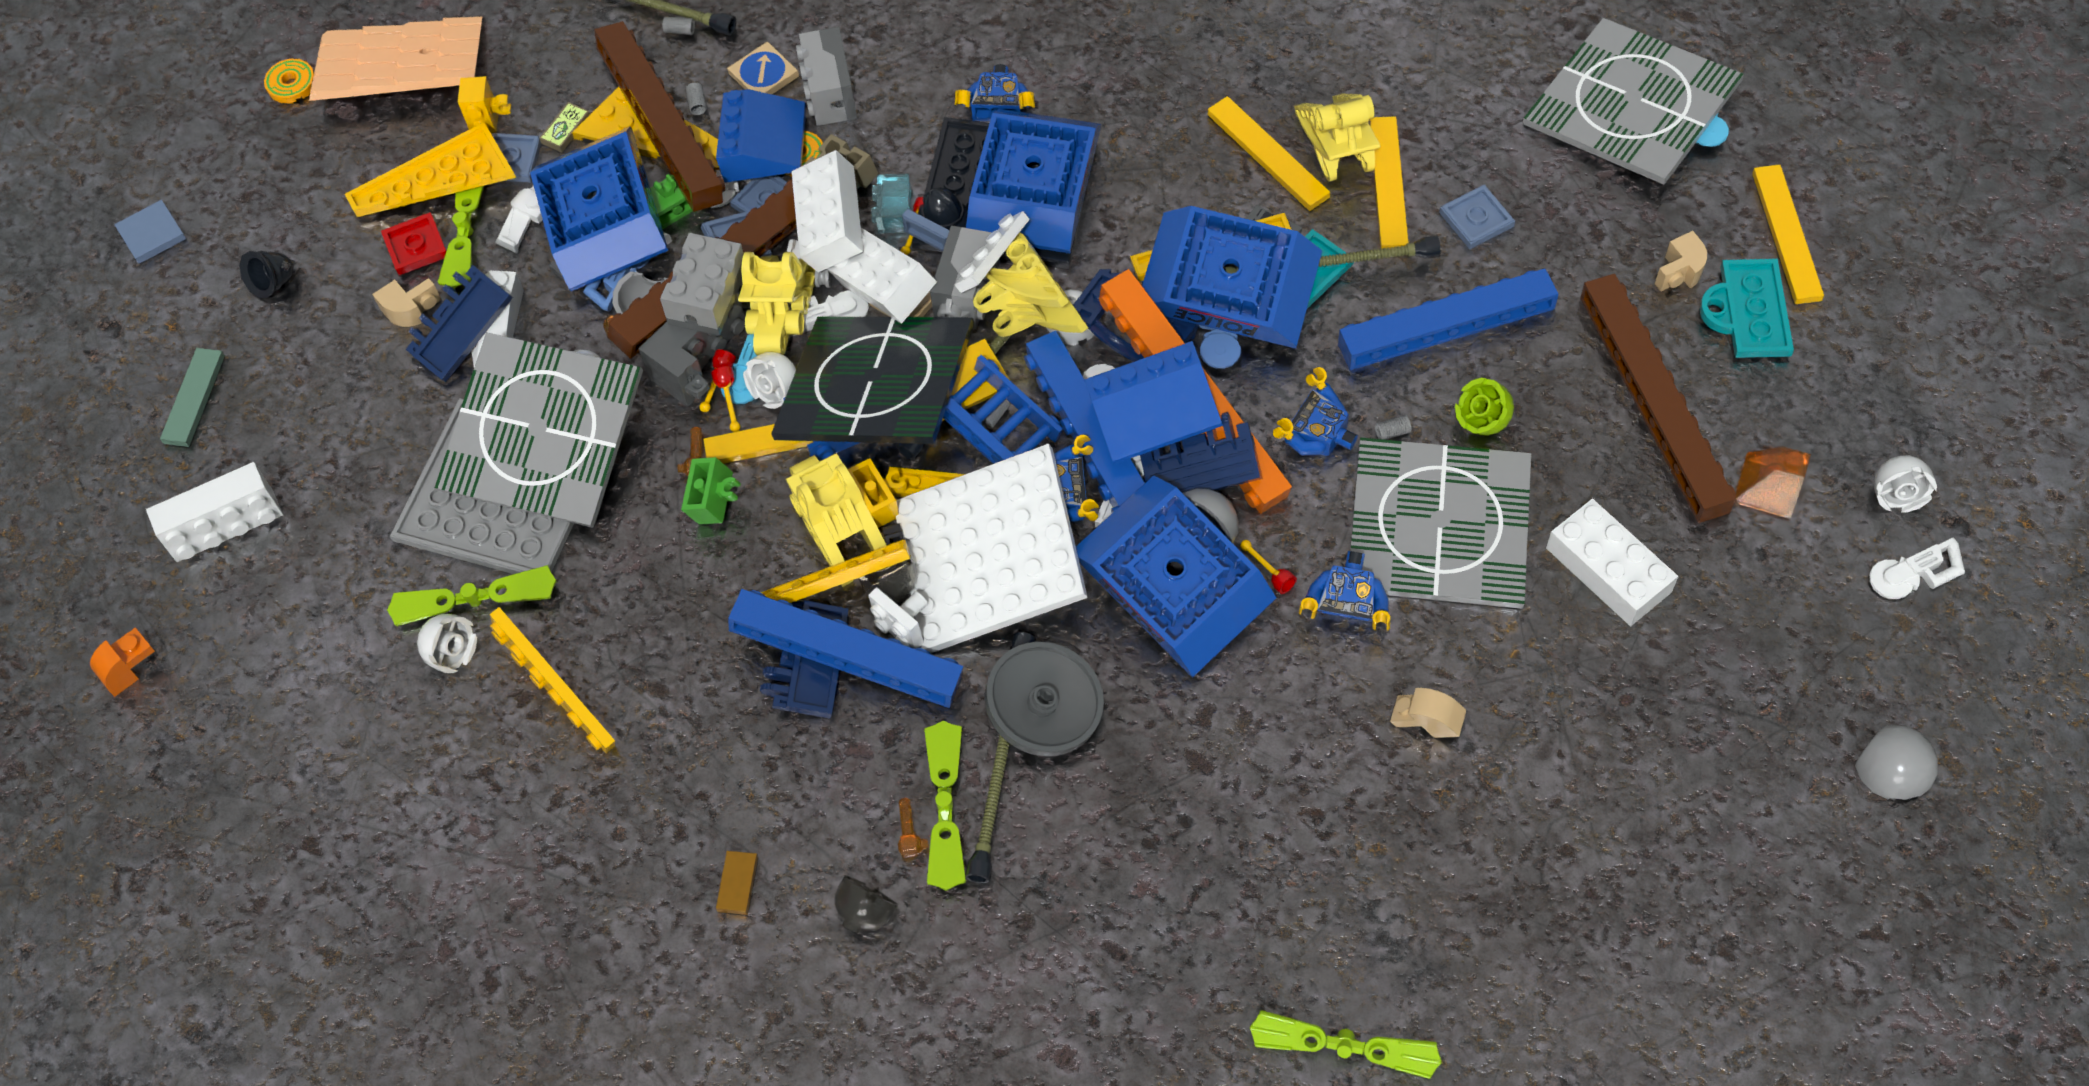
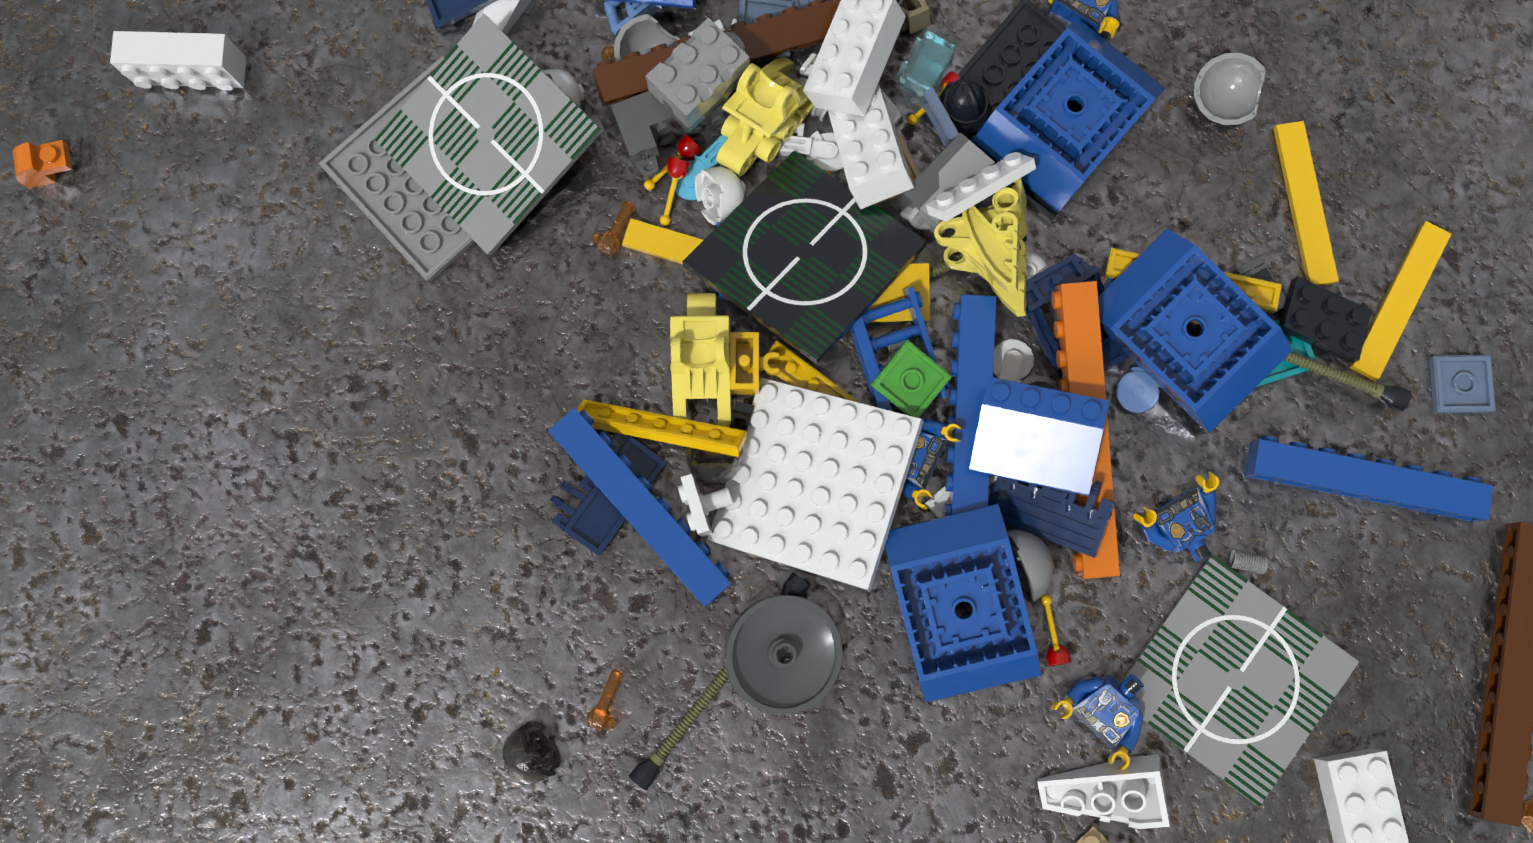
camera: 30 degrees right, 20 degrees up
(446, 642) = (311, 300): white cylinder -> none
(523, 586) = (312, 247): lime piece -> none
(544, 676) = (375, 386): yellow wing -> none
(708, 490) = (605, 278): bright green brick -> none
(737, 882) = (441, 665): pearl gold tile -> none
(945, 855) = (623, 745): lime piece -> none
(1021, 426) = (910, 380): none -> bright green tile
(1152, 98) = (1229, 88): none -> light grey cylinder
(1337, 222) = (1325, 319): none -> black plate
(1340, 131) = (1389, 232): light yellow piece -> none
(1398, 656) = (1105, 792): none -> white wedge
(1484, 407) = (1344, 597): lime cylinder -> none

